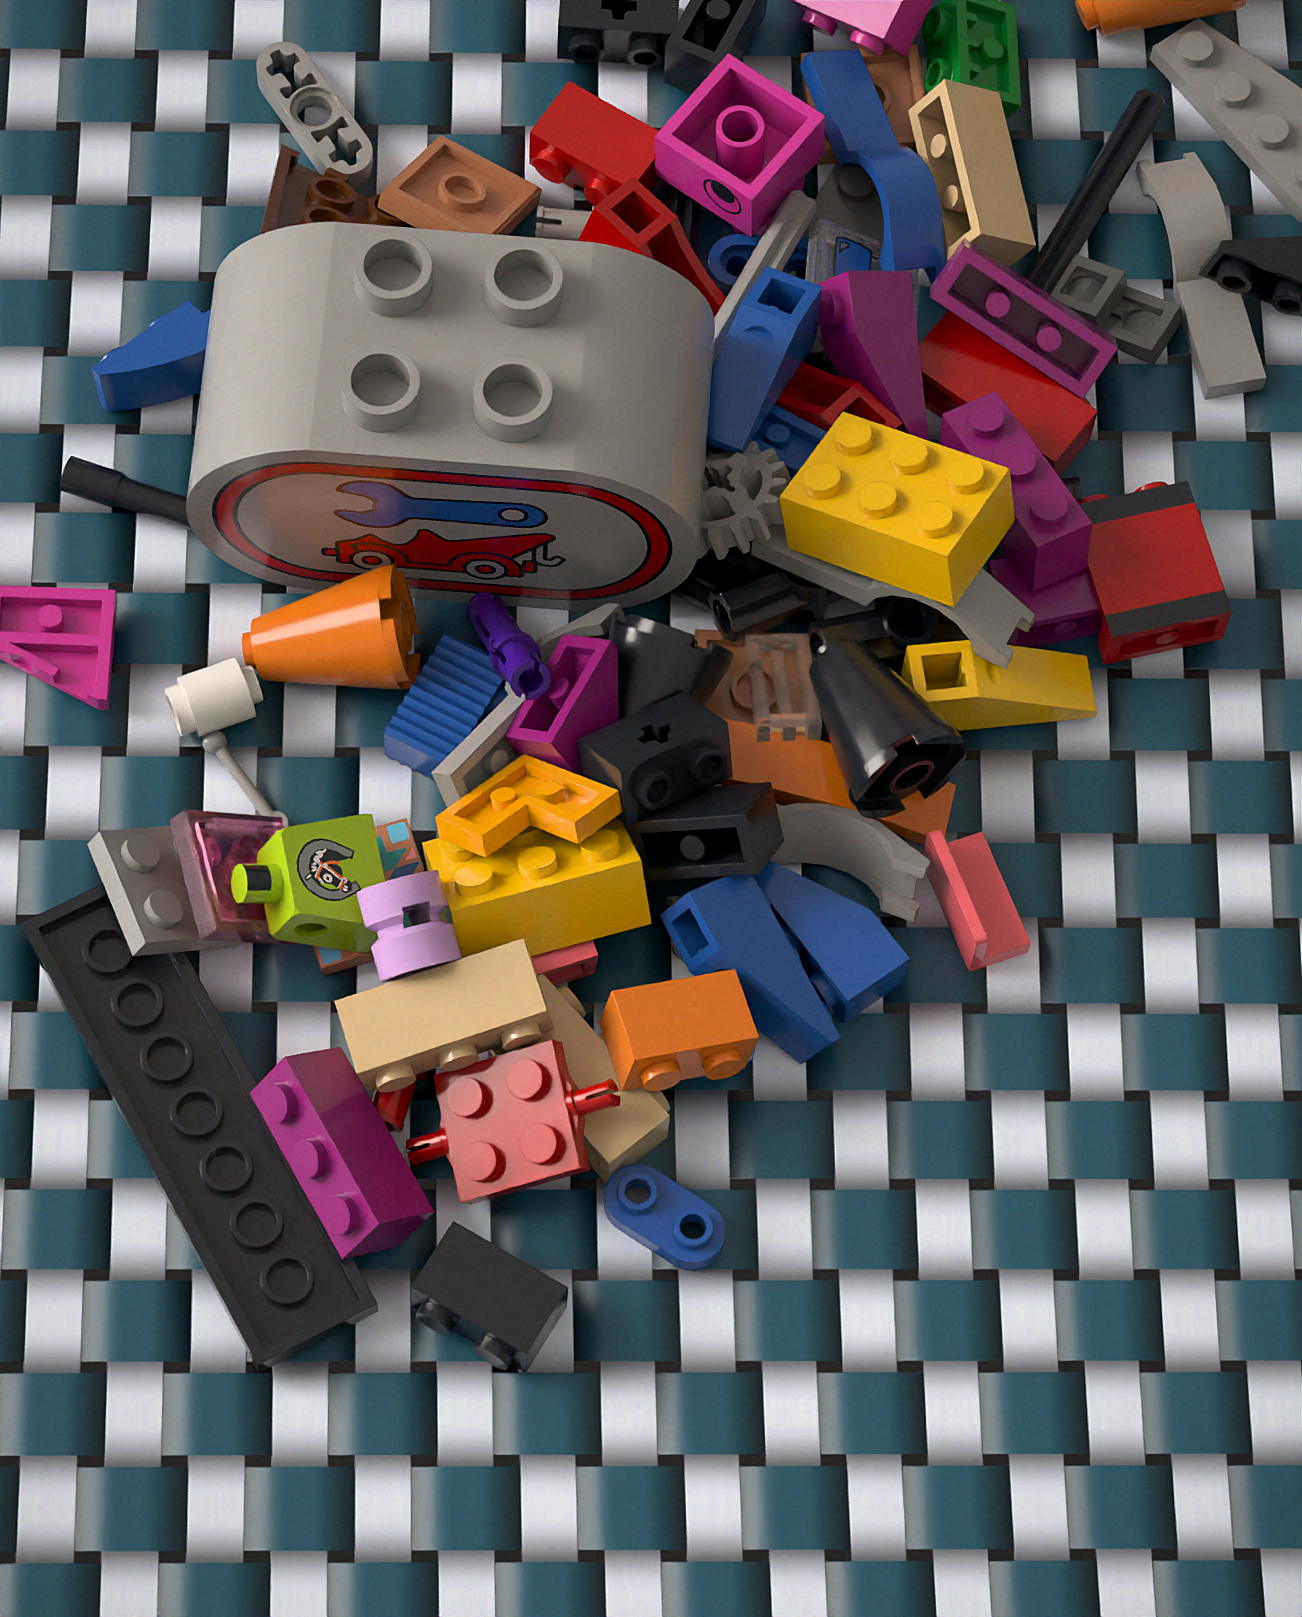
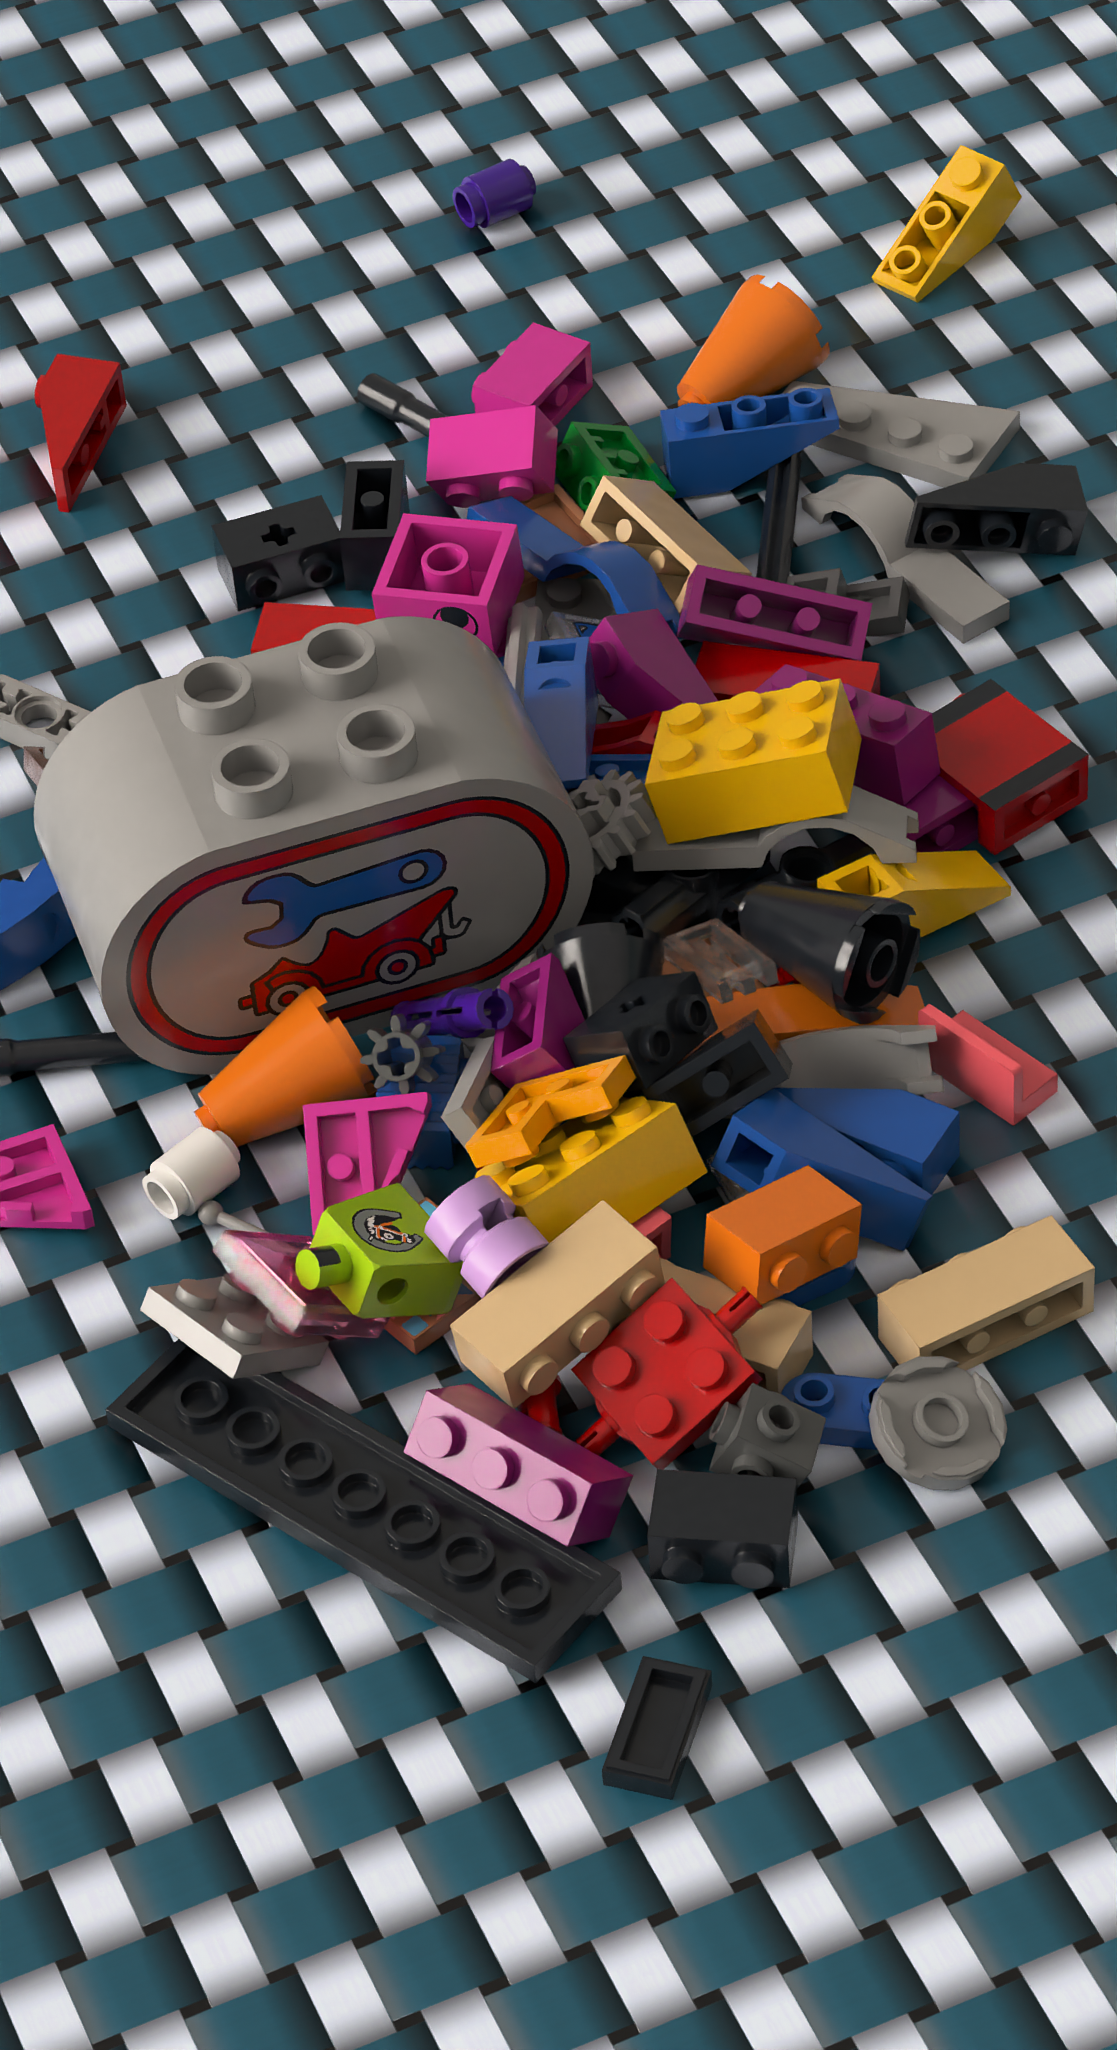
camera: 15 degrees left, 20 degrees down
(339, 1466) = (657, 1728): none -> black tile
(358, 757) = (360, 1145): none -> dark pink wing
(436, 679) = (408, 1038): none -> dark grey gear
(565, 1230) = (765, 1436): none -> dark grey brick
(728, 1275) = (937, 1423): none -> light grey tile
(837, 1163) = (989, 1298): none -> tan brick
(1106, 75) = (733, 441): none -> blue slope

